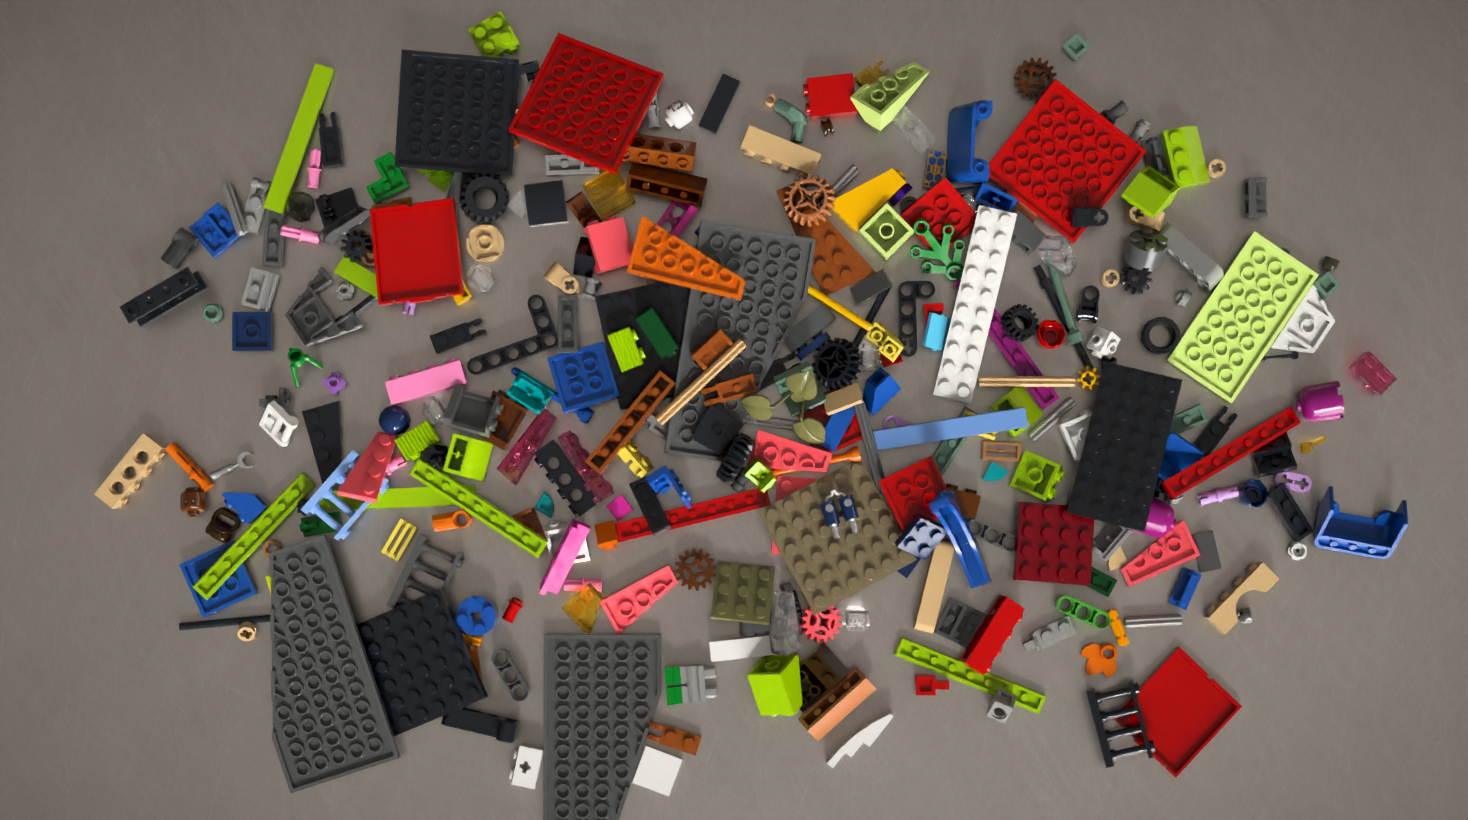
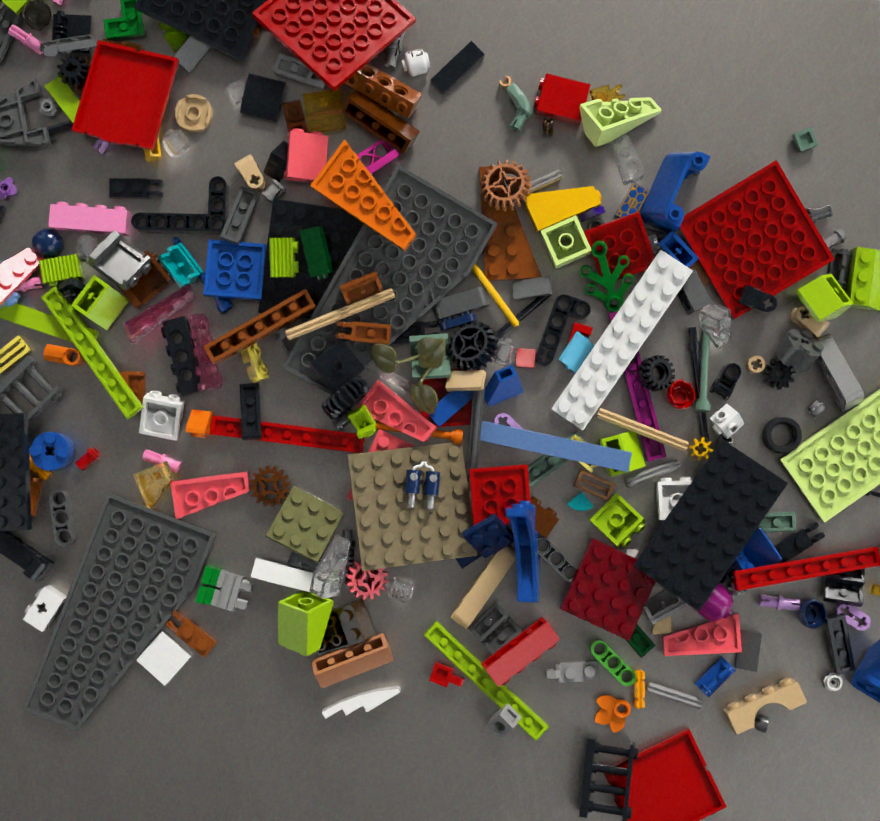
camera: 15 degrees right, 0 degrees up
(492, 183) = (207, 54): black tyre -> none
(545, 505) = (156, 374): teal tile -> none
(564, 557) = (153, 428): fence -> none
(619, 507) = (222, 402): dark pink tile -> none
(663, 479) = (271, 392): blue bracket -> none
(780, 151) = (495, 132): tan brick -> none
(886, 341) = (526, 341): light yellow slope -> none
(1030, 72) = (755, 146): reddish brown gear -> none

